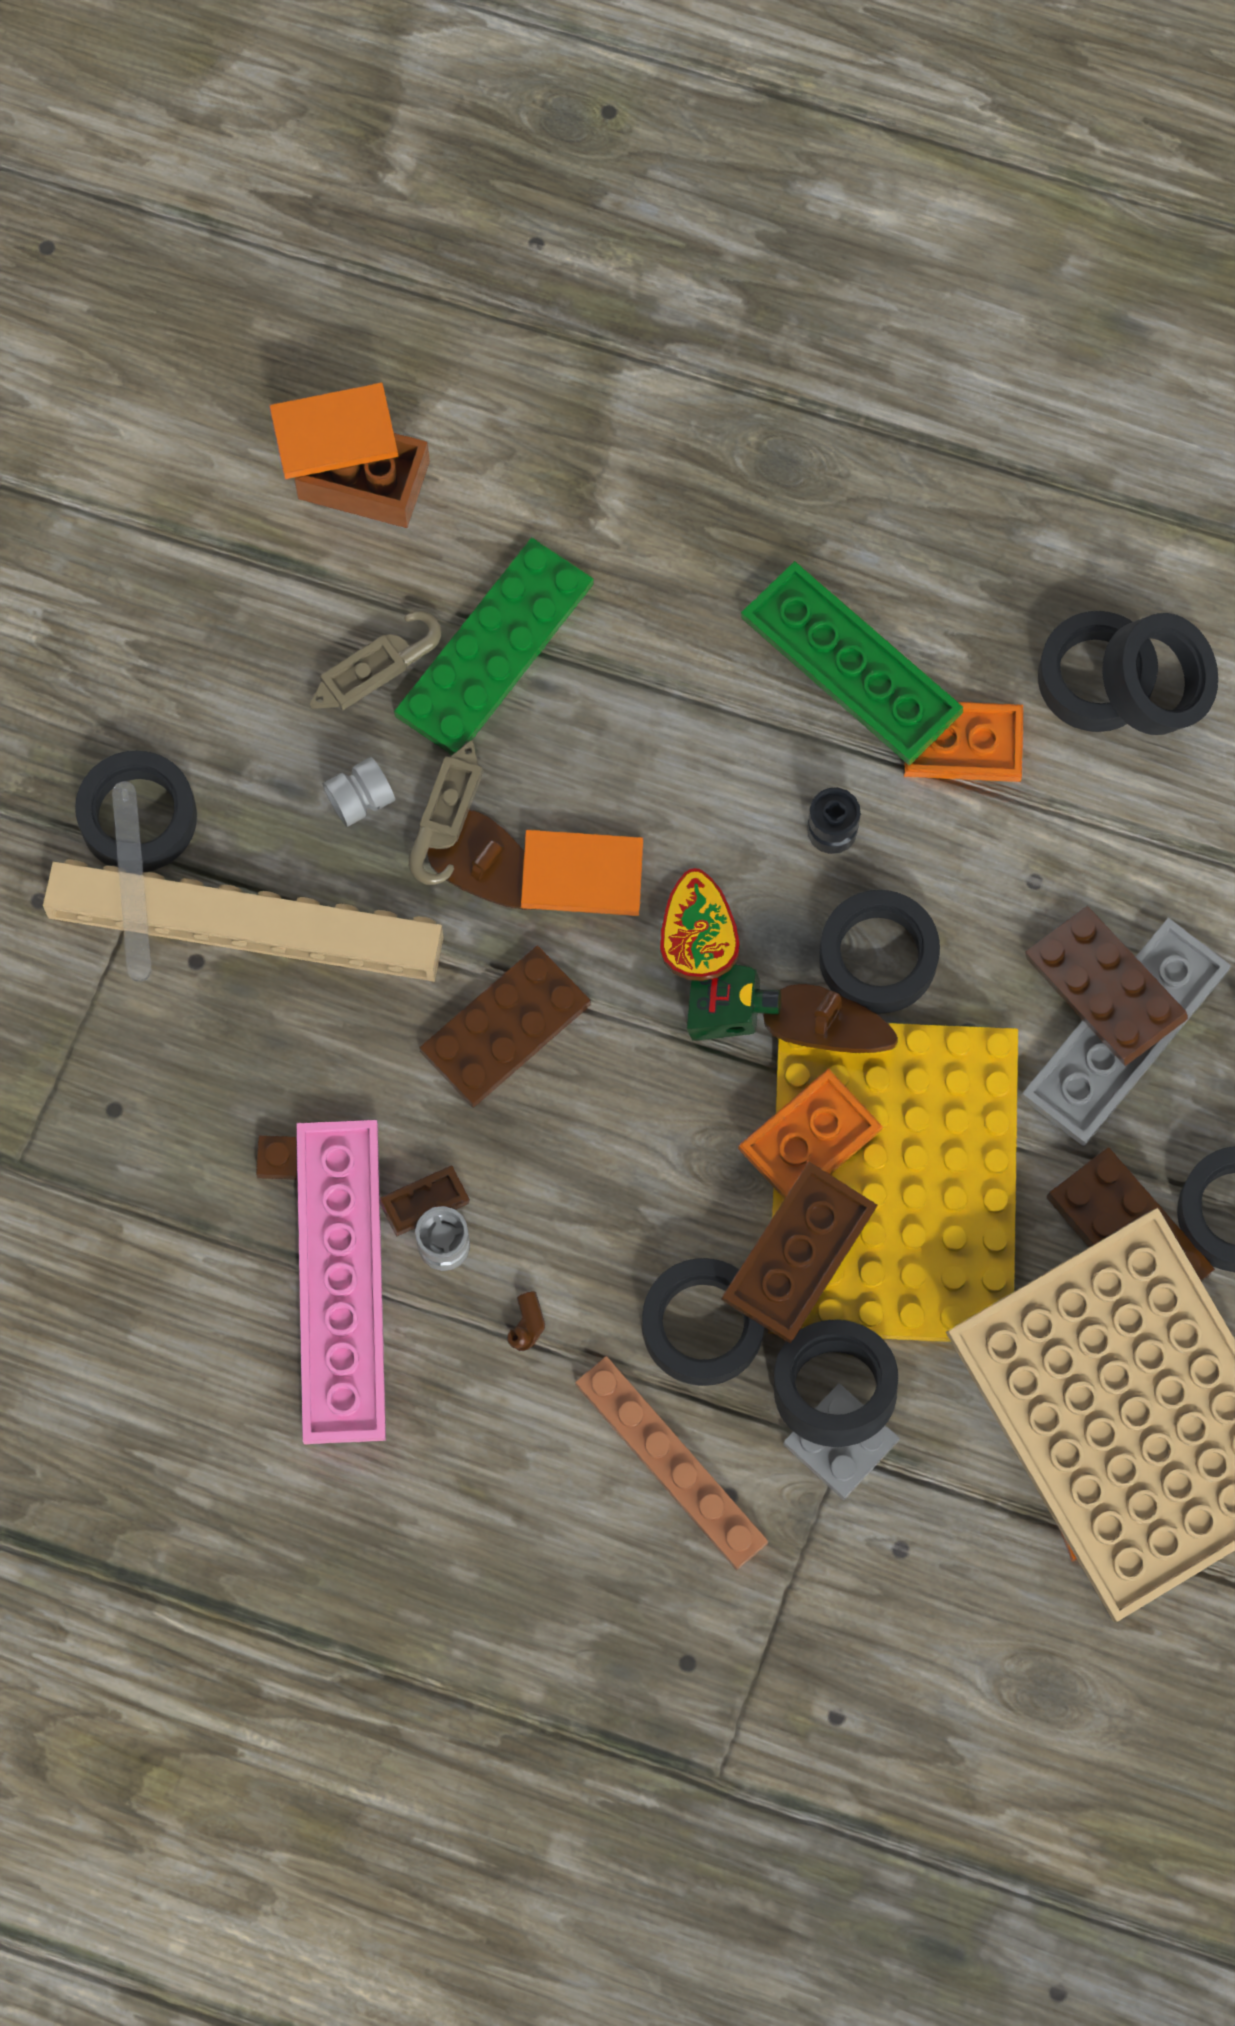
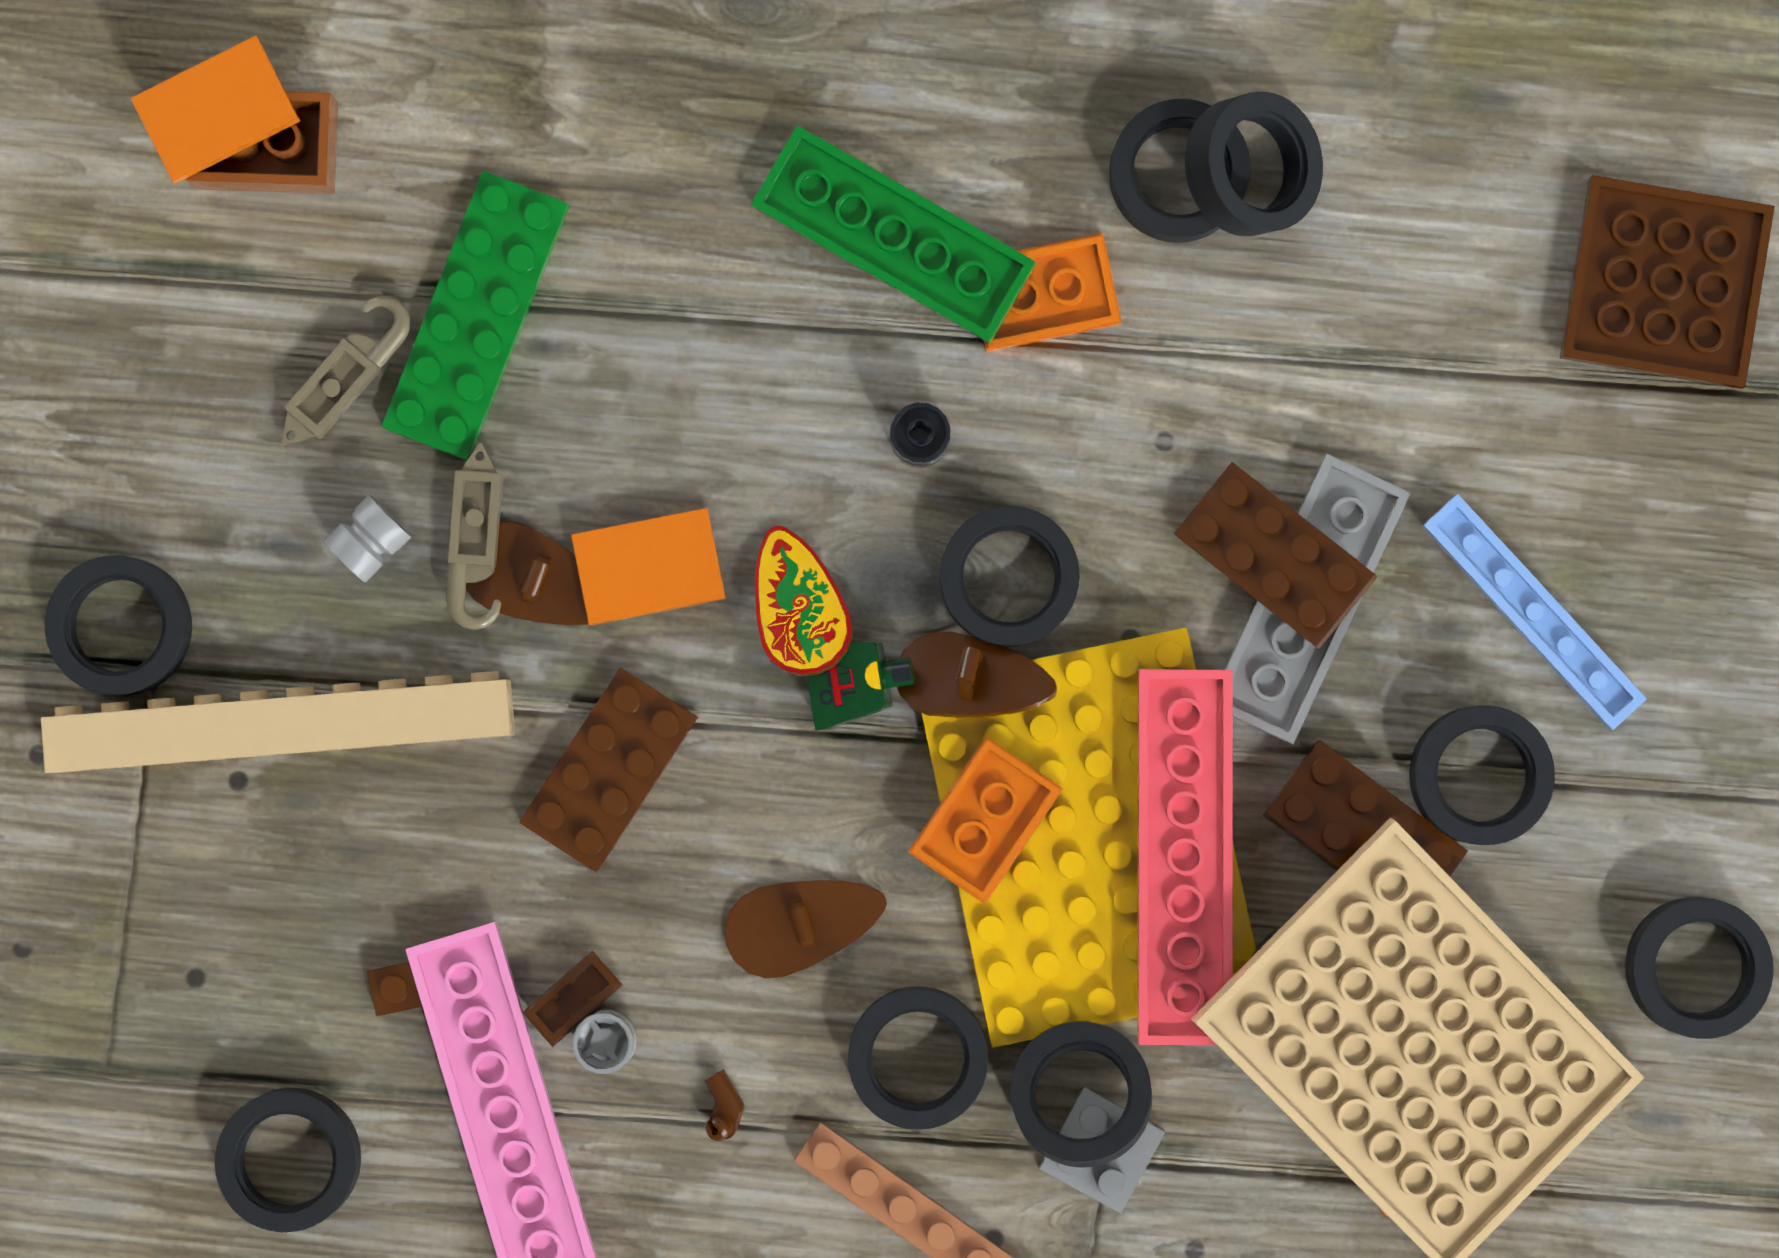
camera: 15 degrees left, 15 degrees up
(131, 881) = (137, 718): clear piece -> none
(132, 1226) = (231, 1165): none -> black tyre
(630, 1191) = (799, 924): none -> reddish brown shield
(799, 1252) = (1006, 963): reddish brown plate -> none
(971, 1201) = (1183, 849): none -> coral plate

